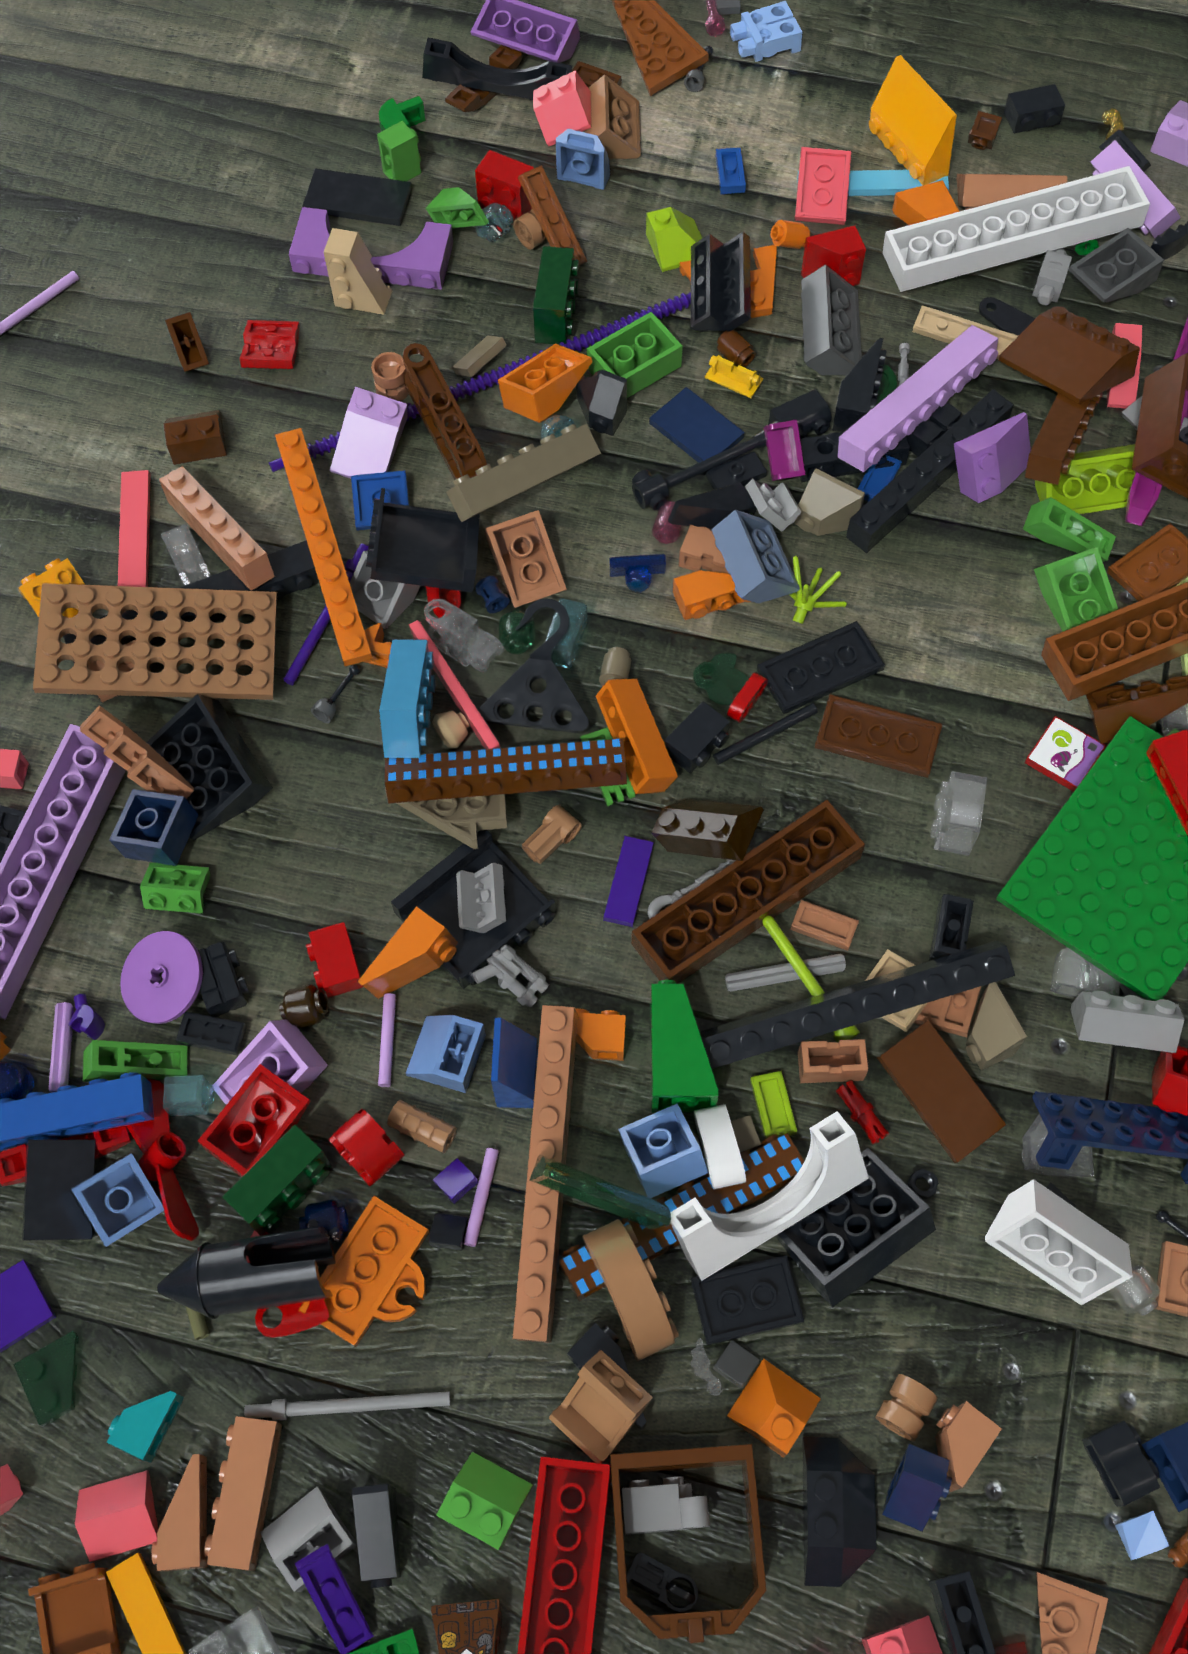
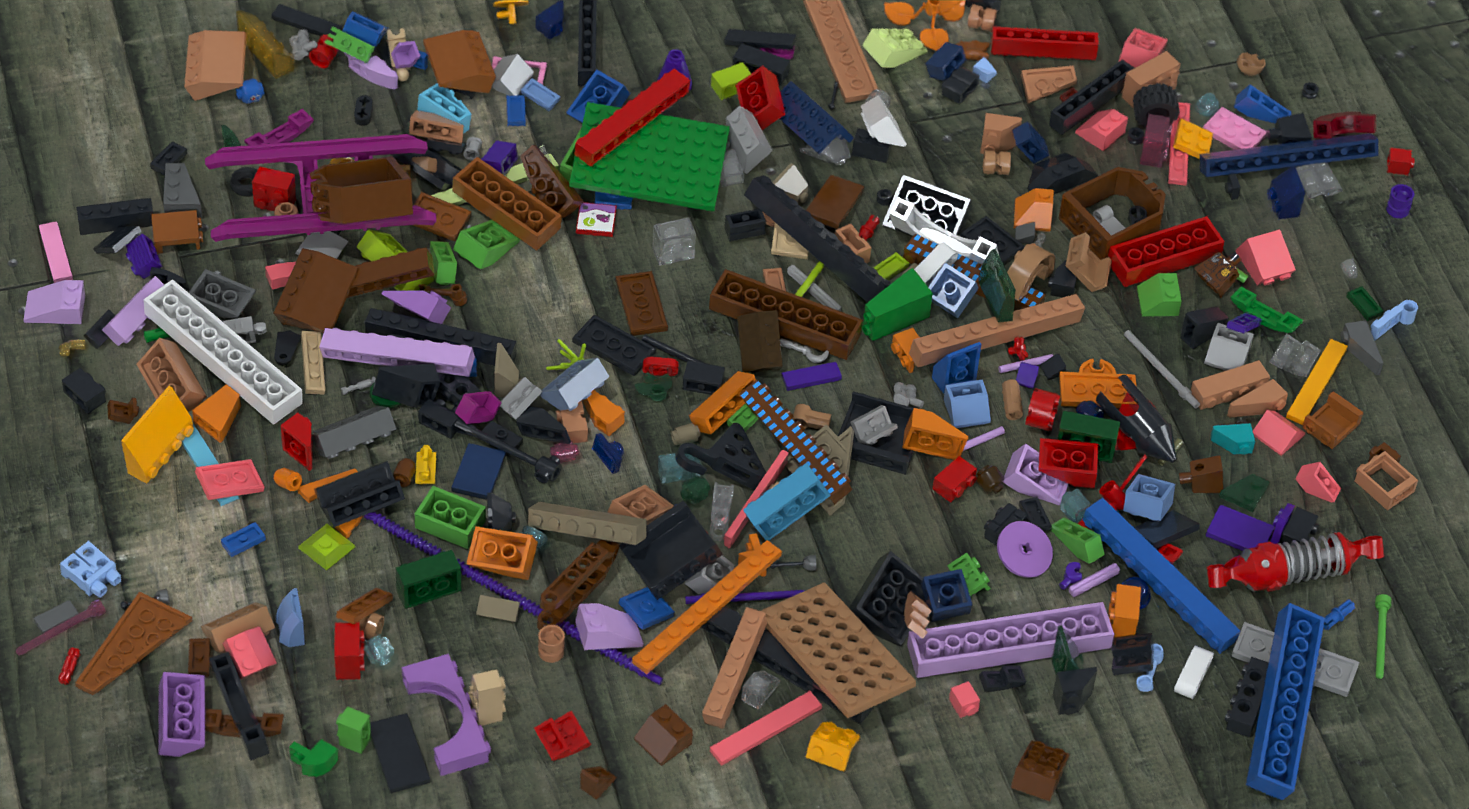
camera: 125 degrees left, 15 degrees down
(104, 1317) = (1204, 475): none -> reddish brown torso
(456, 208) = (384, 672): bright green slope -> none
(508, 1198) = (1019, 348): none -> red plant
(998, 523) = (455, 292): none -> reddish brown brick

